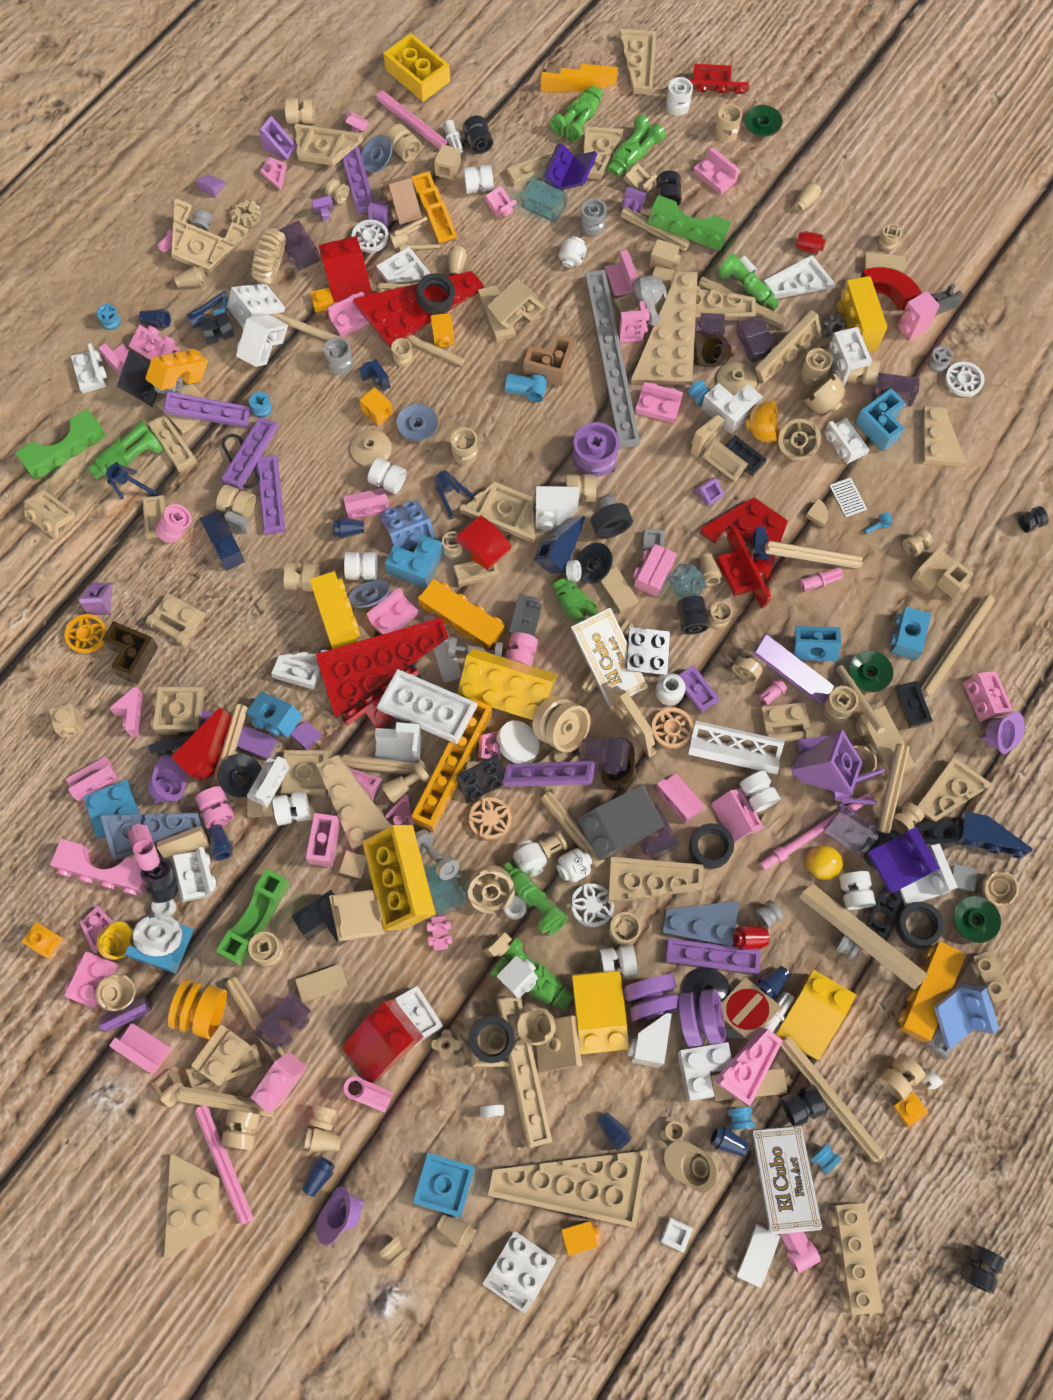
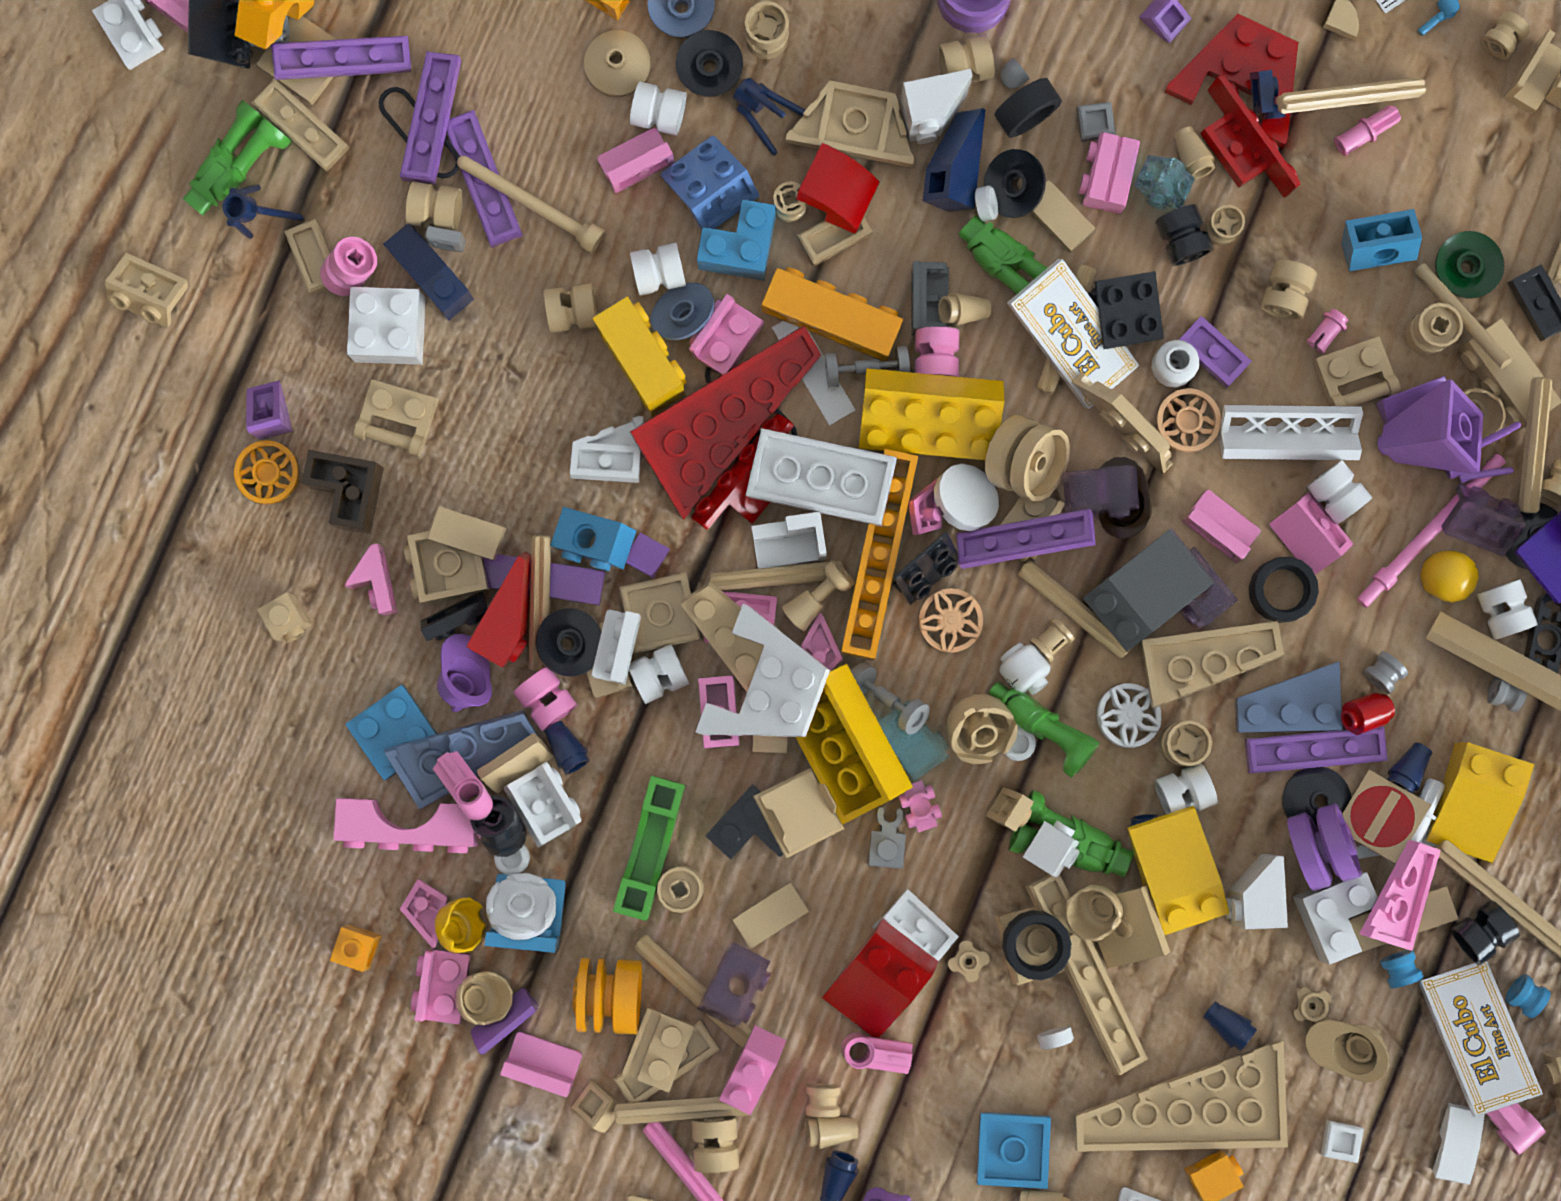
camera: 10 degrees left, 15 degrees up
(82, 434) = (157, 143): bright green arch -> none
(91, 778) = (347, 694): bright pink panel -> none
(185, 563) = (386, 325): none -> white brick
(195, 692) = (466, 533): none -> tan tile
(258, 409) = (426, 35): dark azure wheel -> none
(324, 538) = (586, 235): none -> tan piece
(347, 527) = (618, 208): dark blue cone -> none
(362, 831) = (781, 690): none -> white wing
(412, 954) = (886, 845): none -> light grey plate
(425, 450) = (705, 48): none -> black dish
(542, 628) = (962, 309): none -> tan cone
(574, 865) = (1092, 665): white head -> none
(651, 993) = (1249, 838): medium lavender wheel -> none
(728, 1141) = (1389, 1004): dark blue cone -> none
(793, 669) = (1353, 290): tile -> none
(915, 622) = (1528, 172): dark azure brick -> none

